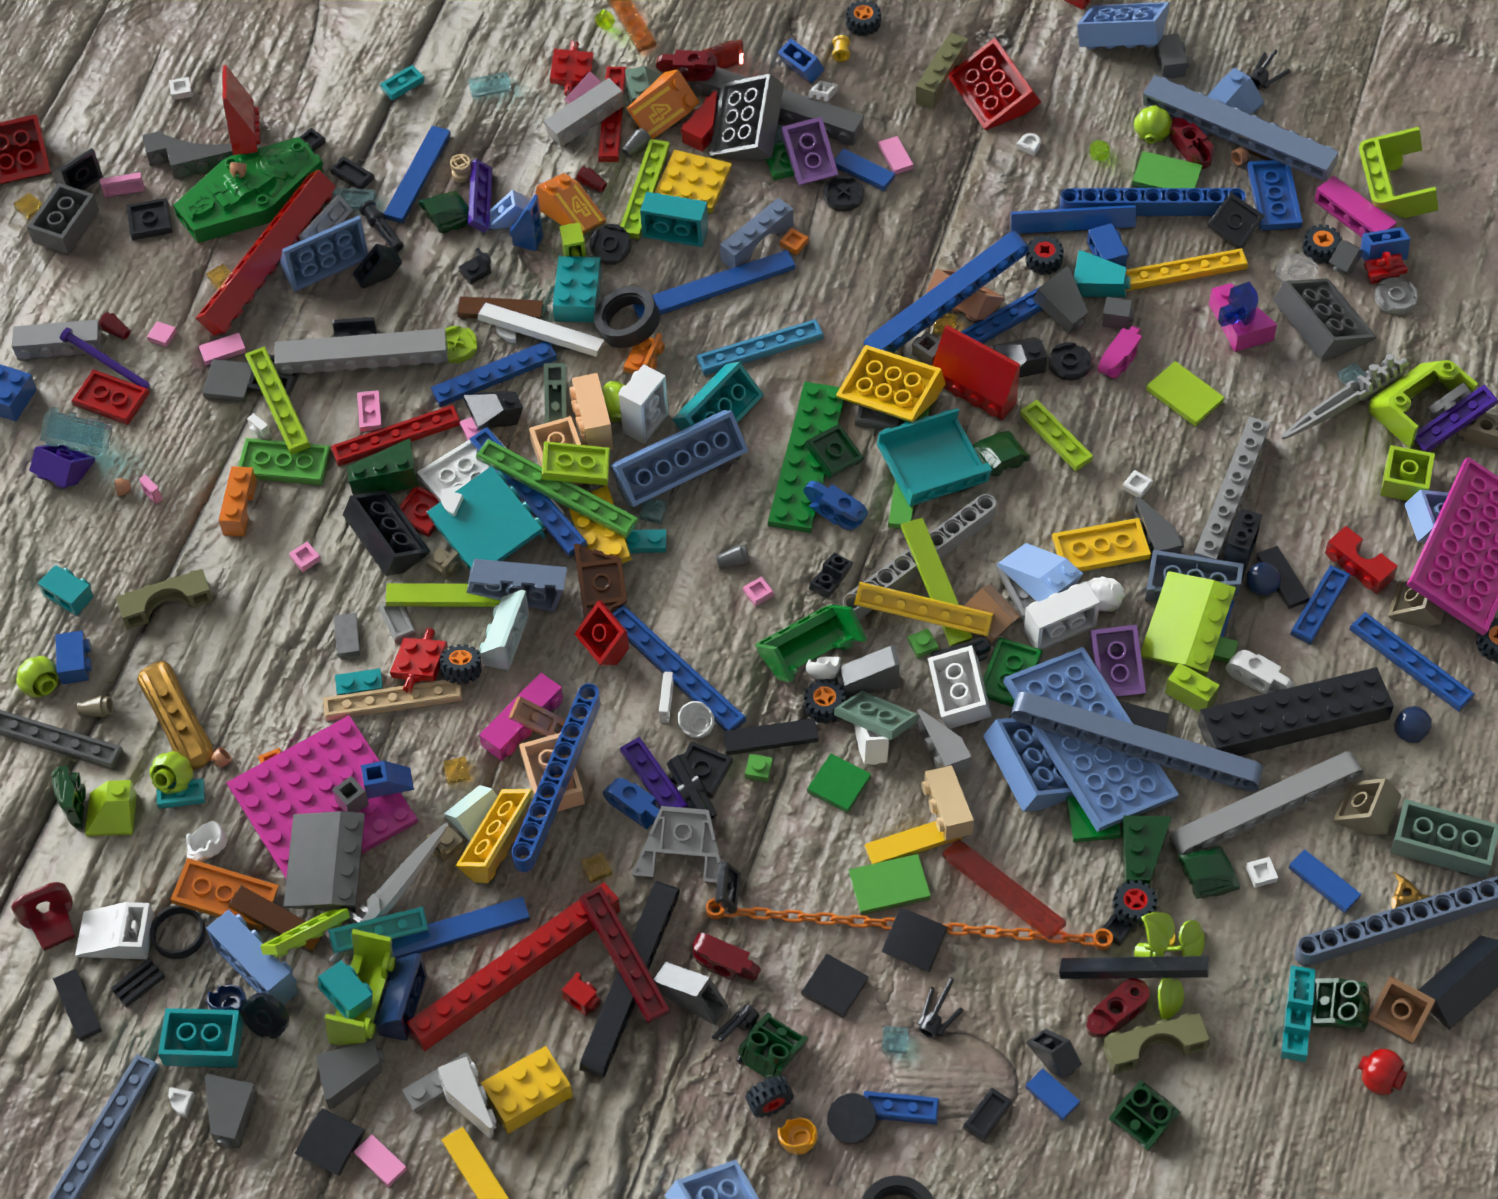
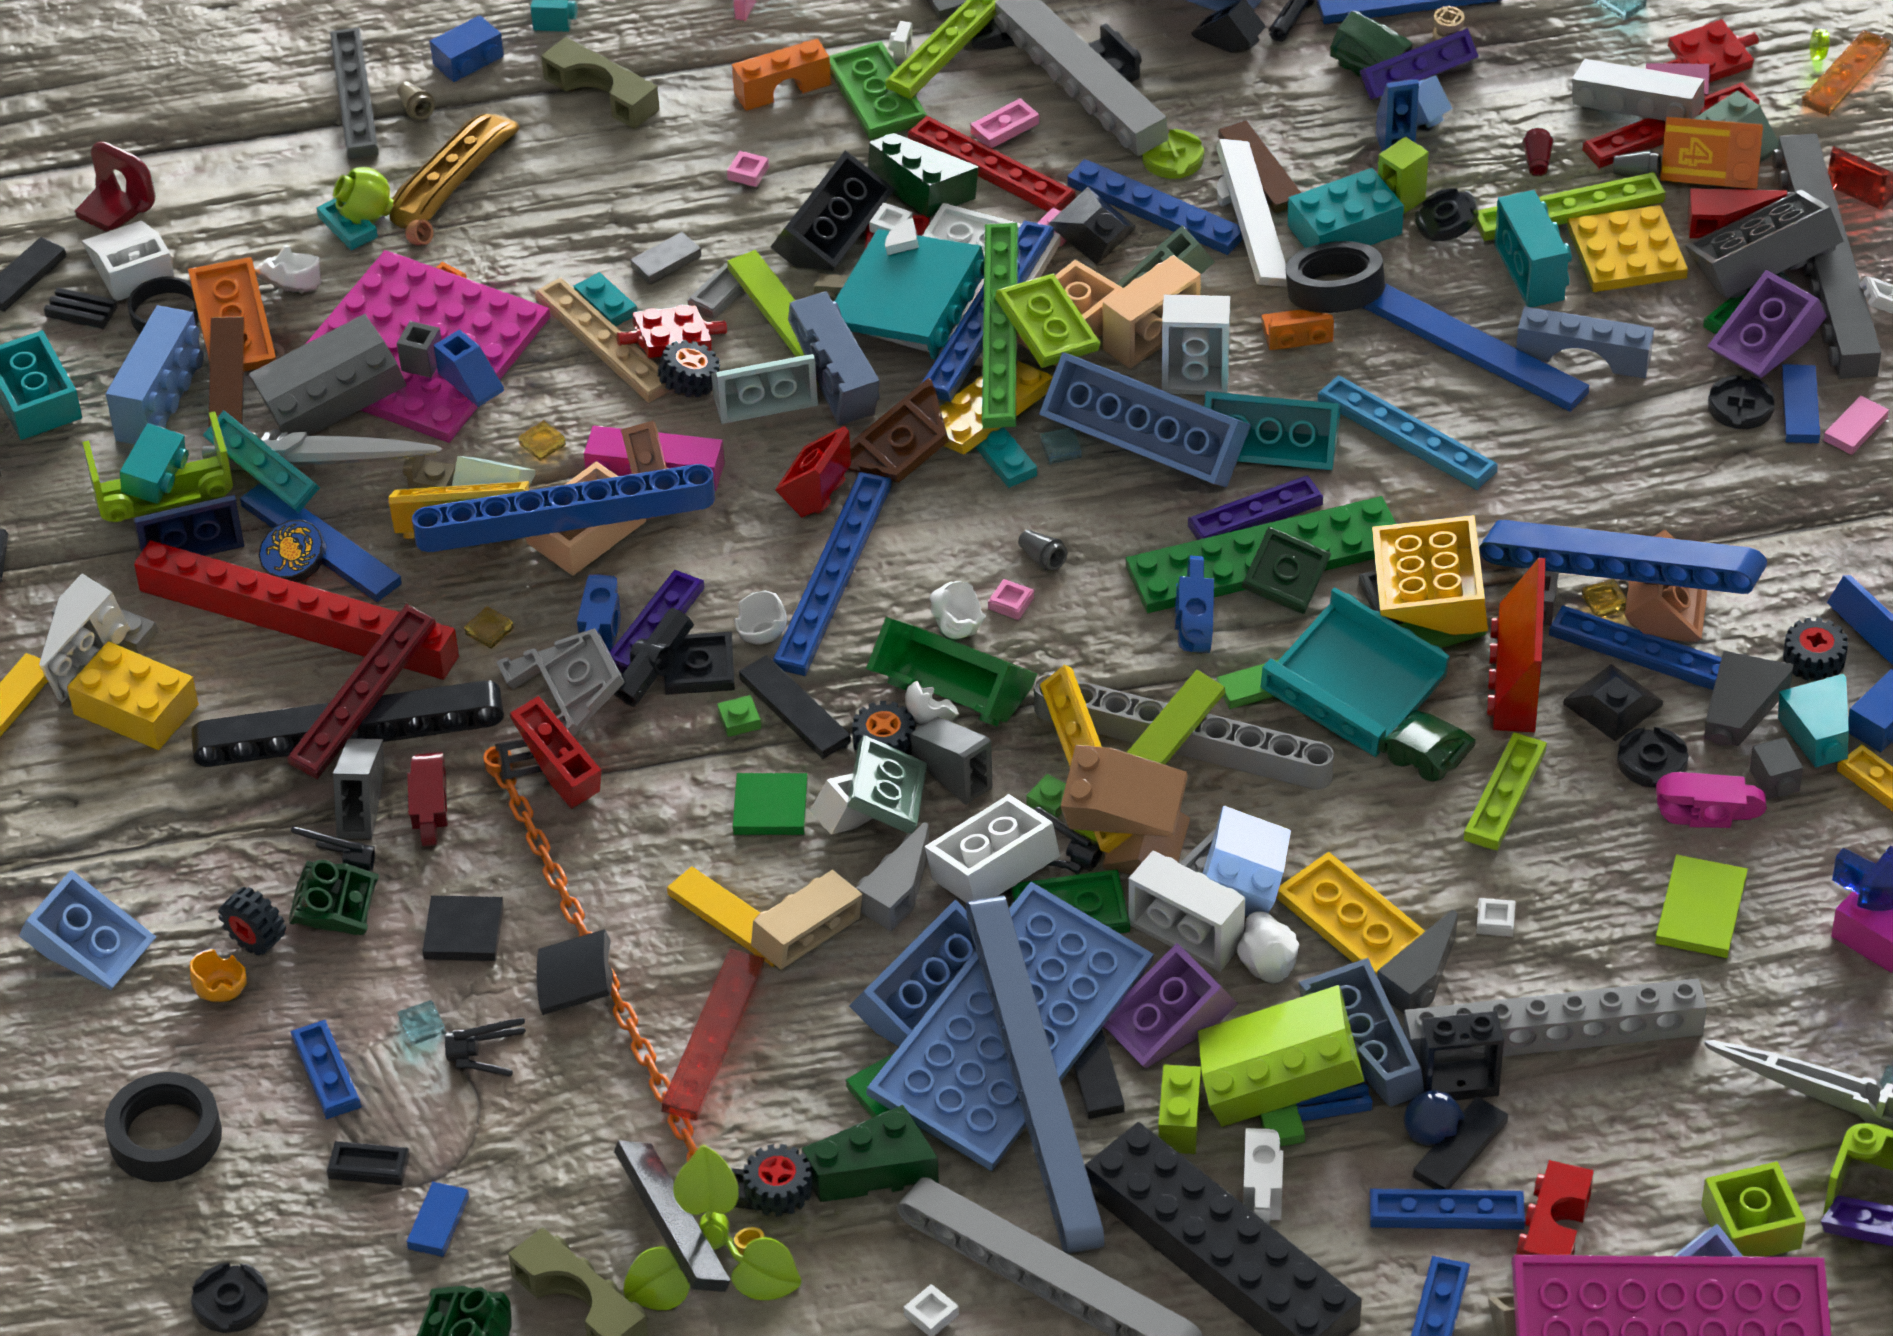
camera: 60 degrees right, 10 degrees down
(37, 676) = (416, 29): lime plant -> none
(70, 794) = (272, 132): dark green slope -> none
(111, 809) = (290, 180): lime slope -> none
(227, 998) = (91, 384): dark blue hair -> none
(265, 1015) = (89, 420): black tile -> none
(311, 929) = (196, 387): lime plate -> none
(348, 1070) = (65, 530): dark grey slope -> none
(415, 504) = (888, 217): none -> white plate
(460, 947) = (292, 550): none -> tile
(476, 267) = (1306, 116): black bracket -> none
(568, 203) = (1470, 144): orange slope -> none
(581, 995) = (295, 684): red brick -> none
(666, 697) = (779, 576): white tile -> none
(690, 63) = (1795, 141): dark red piece -> none
(745, 871) = (557, 752): none -> red slope
(759, 621) = (956, 610): none -> white hair
(771, 445) = (1258, 509): none -> dark purple tile
(794, 241) = (1609, 385): orange plate -> none
(831, 576) = (1100, 659): black slope -> none
(852, 1118) = (275, 1022): black tile -> none
(889, 884) = (649, 919): bright green tile -> none
(975, 602) = (1122, 793): none -> medium nougat slope
(1055, 1053) = (494, 1191): black slope -> none
(1103, 1021) = (604, 1230): dark red piece -> none
(1209, 872) = (888, 1248): dark green slope -> none

